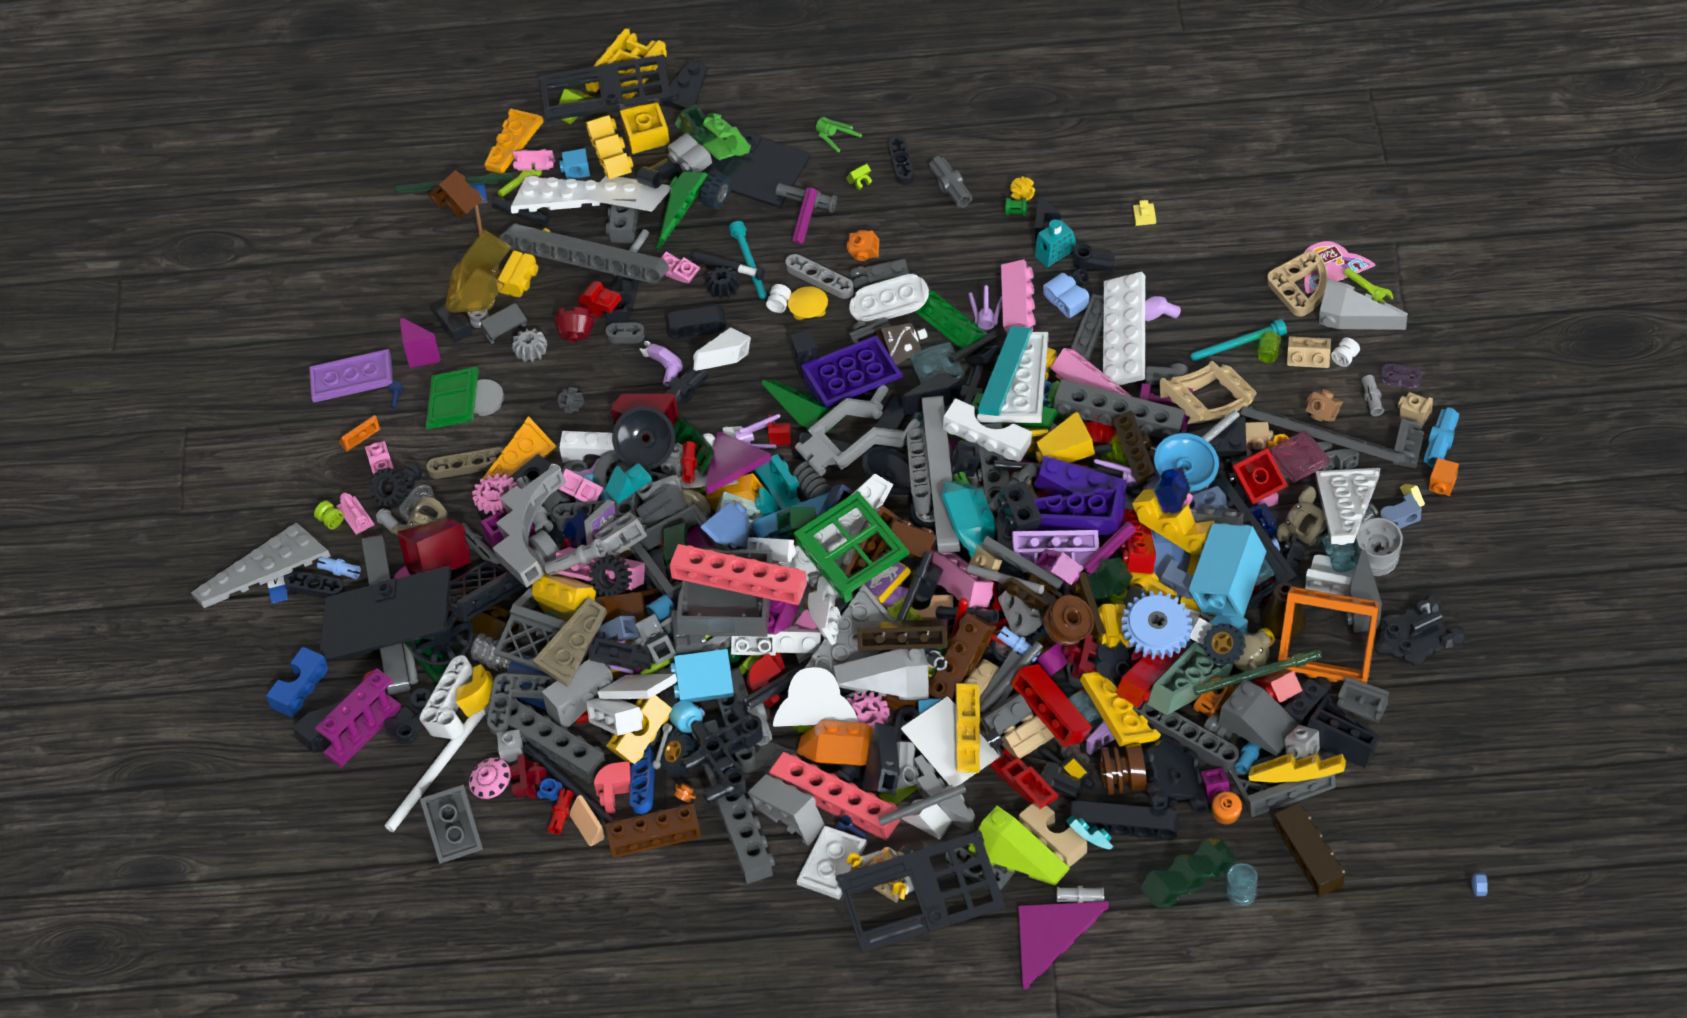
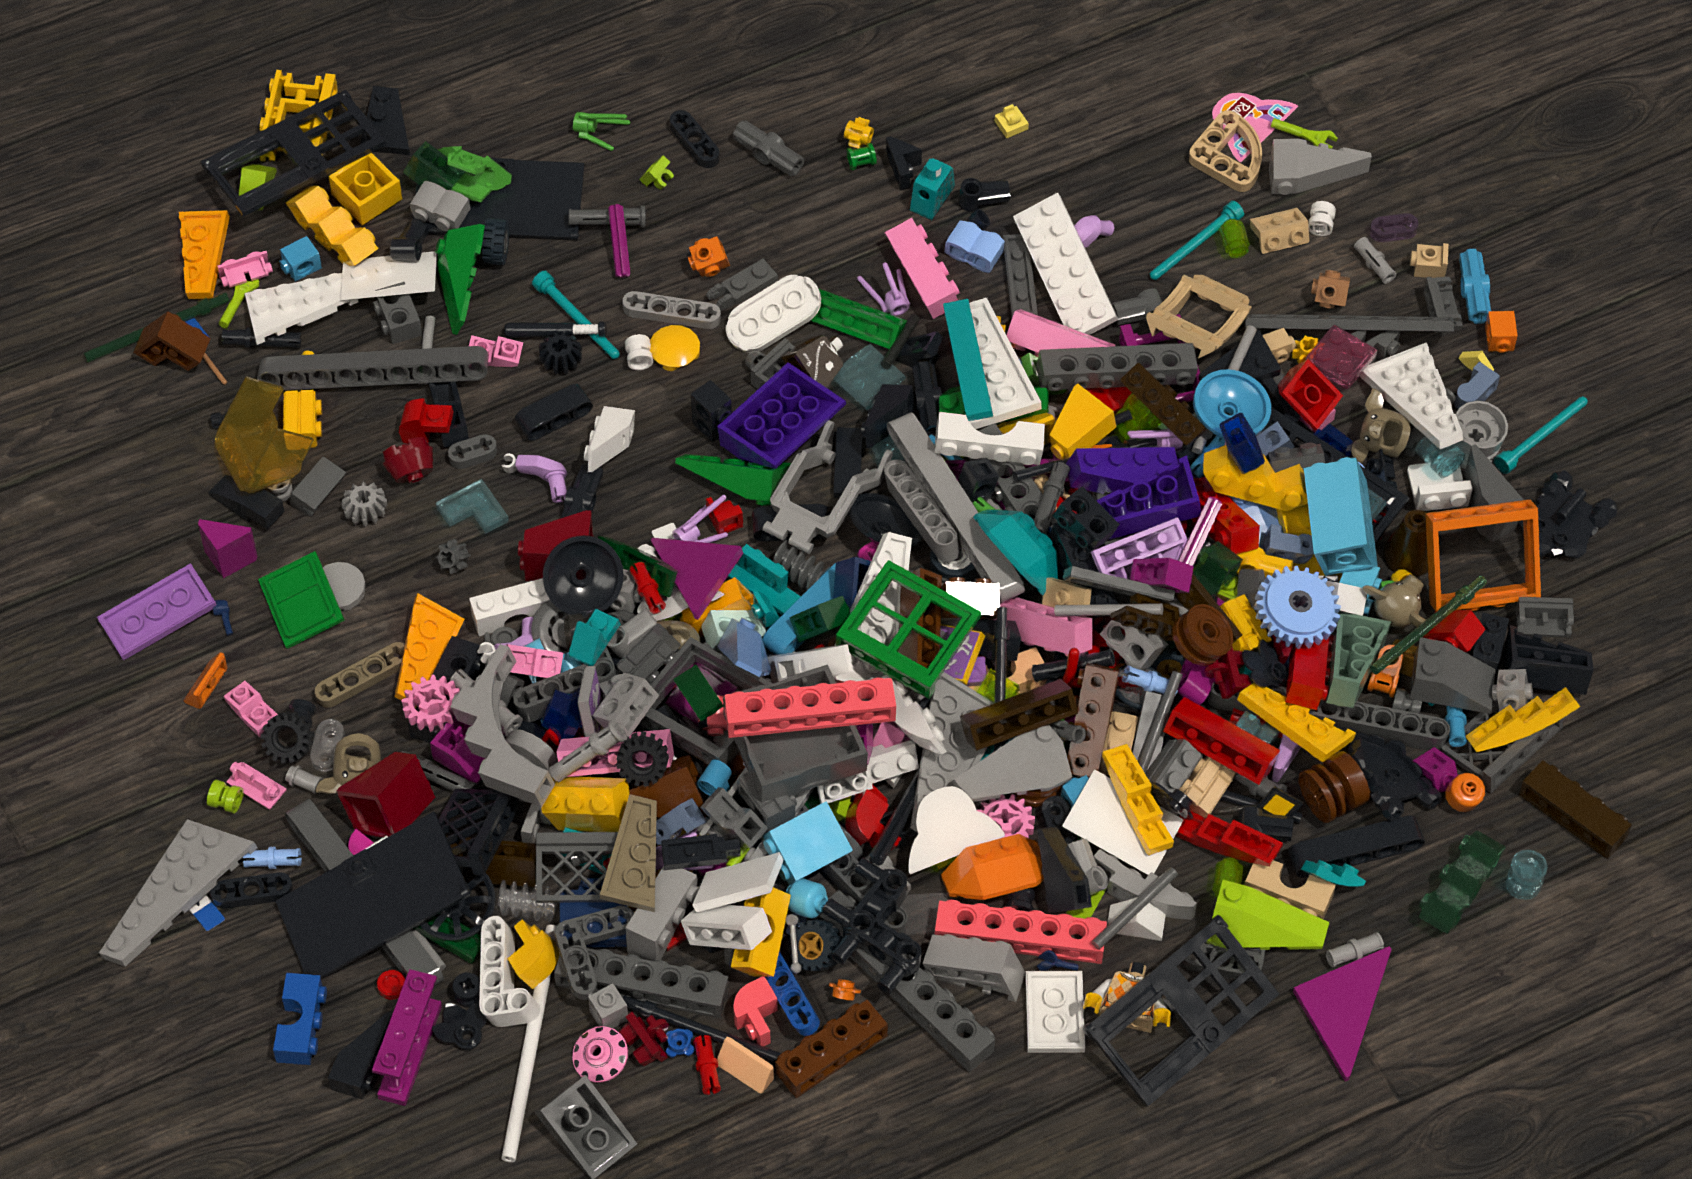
camera: 30 degrees left, 5 degrees up
(604, 366) = (476, 501): none -> clear light blue plate
(1013, 805) = (1229, 870): none -> clear neon green brick
(1217, 639) = (1389, 607): black wheel -> none
(1397, 574) = (1508, 460): none -> teal piece

